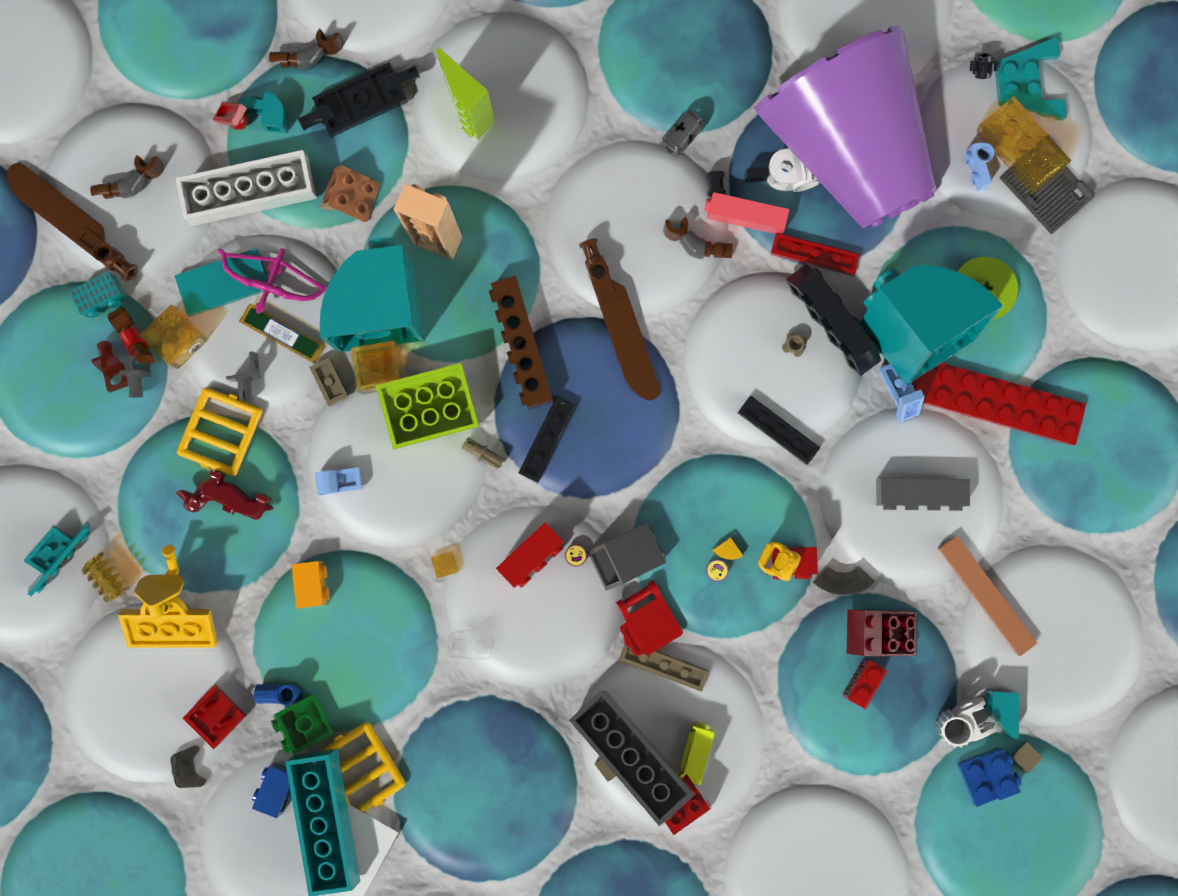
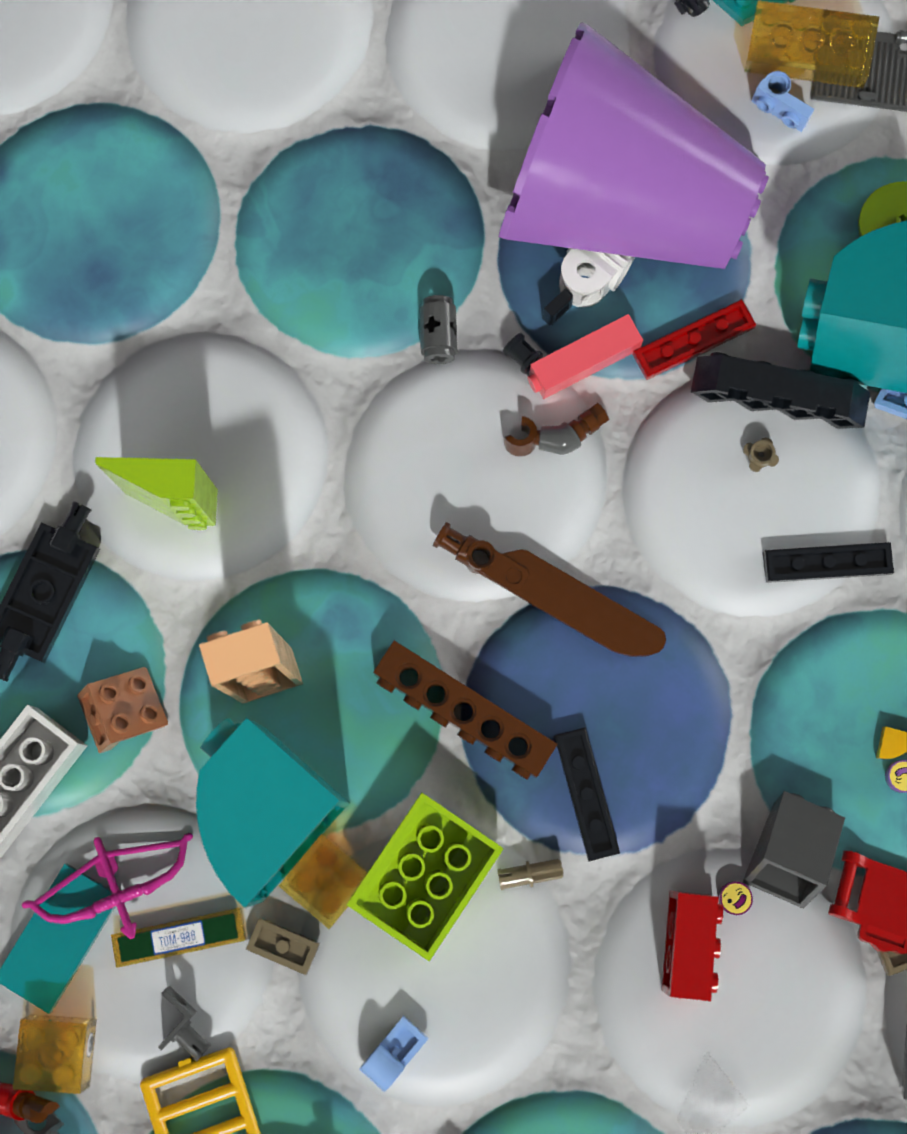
camera: 40 degrees left, 5 degrees down
(444, 564) = (598, 1042): clear yellow tile -> none

